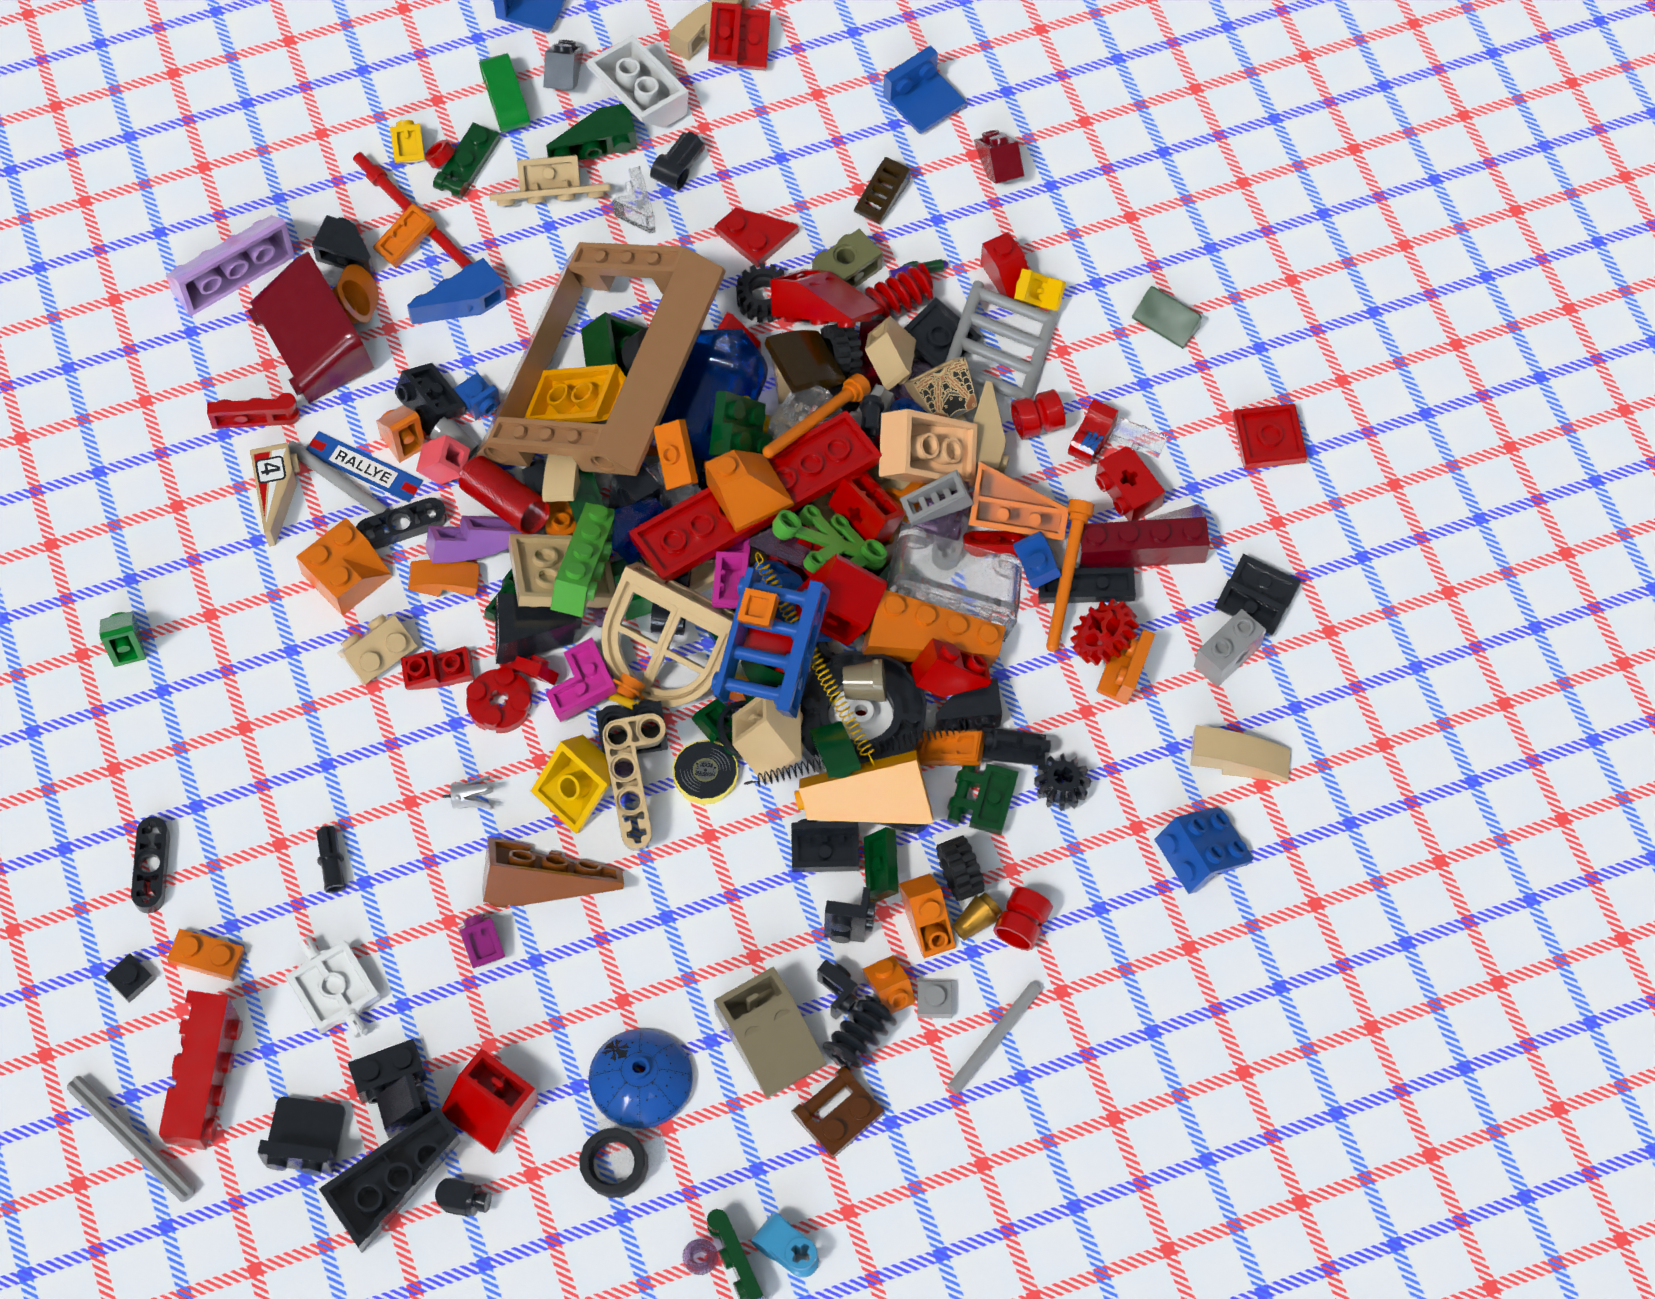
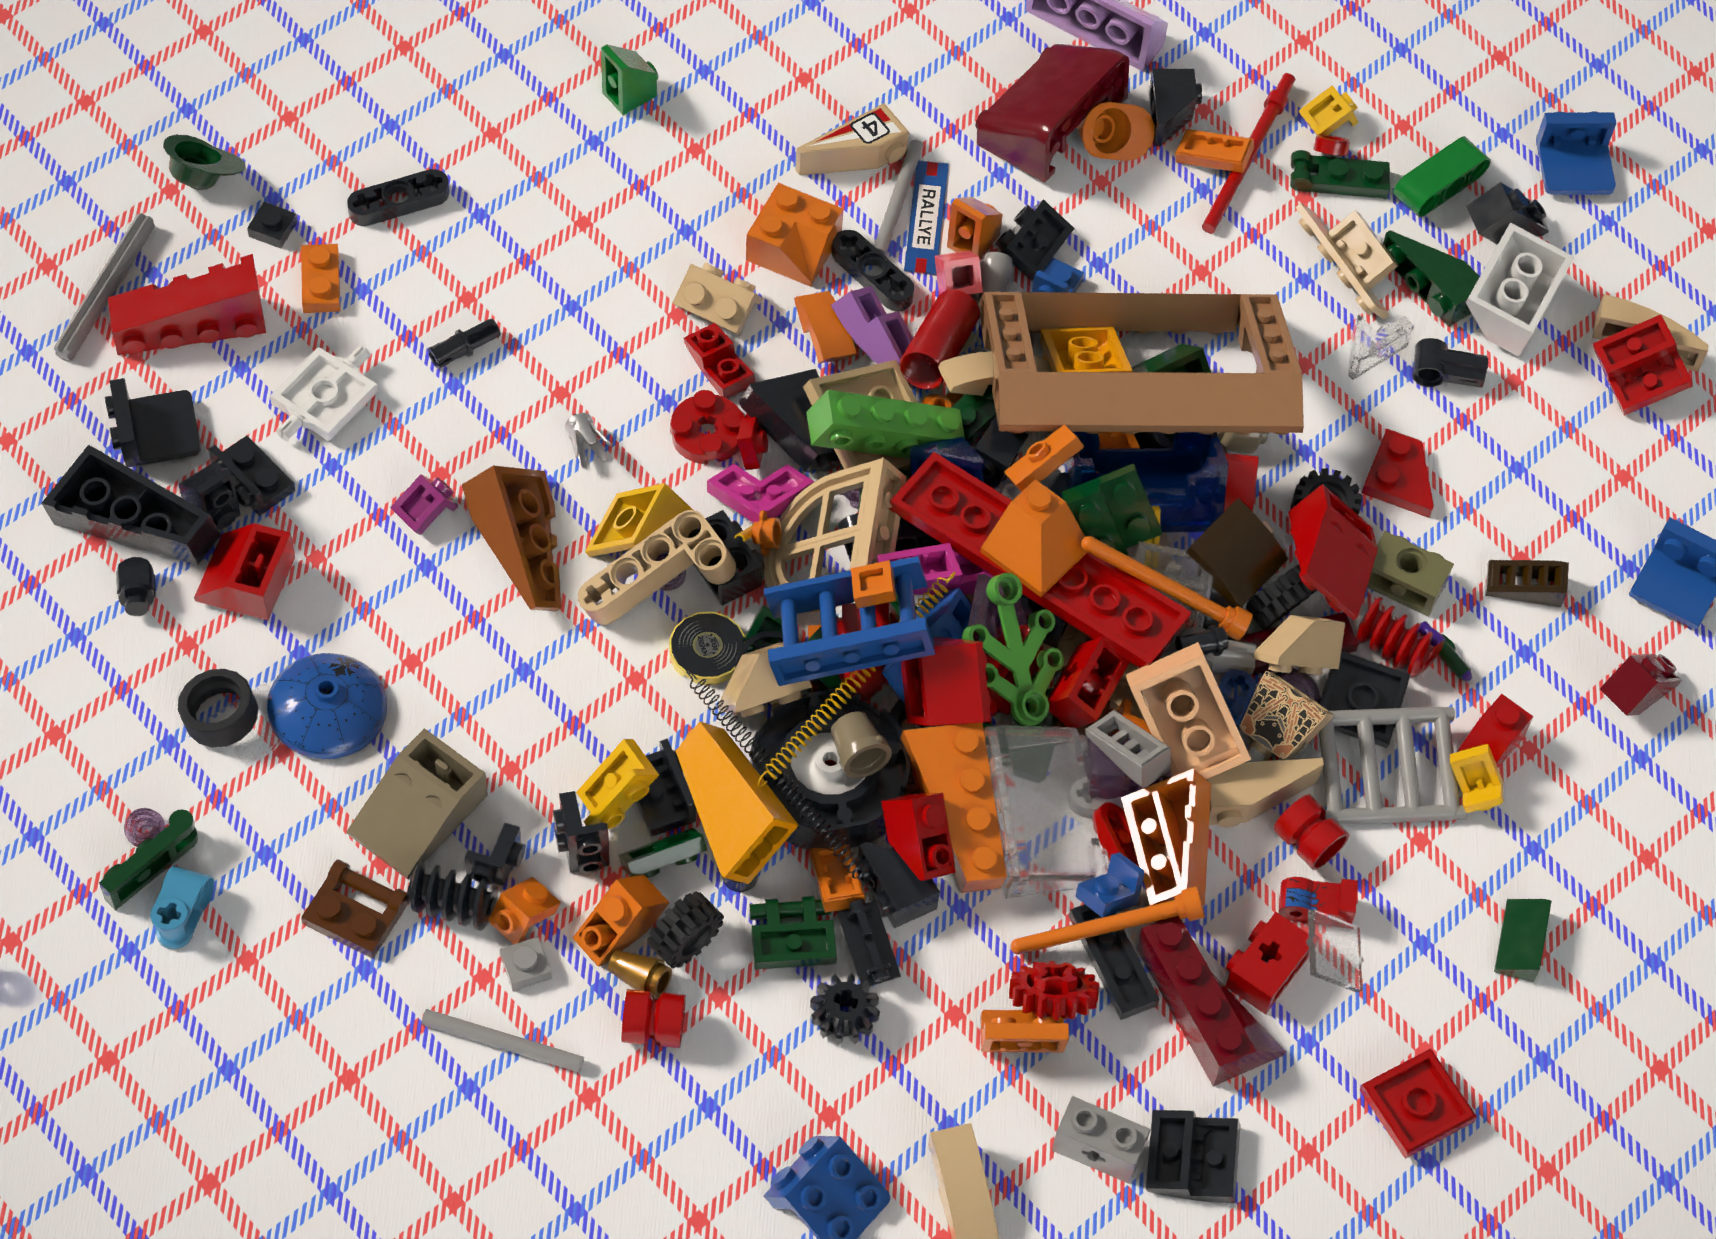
camera: 65 degrees right, 5 degrees down
(41, 1013) = (198, 162): none -> dark green piece
(253, 412) = (936, 97): red plate -> none
(463, 295) = (1170, 226): blue slope -> none
(814, 874) = (617, 784): none -> yellow bracket
(835, 750) = (757, 738): dark green slope -> none

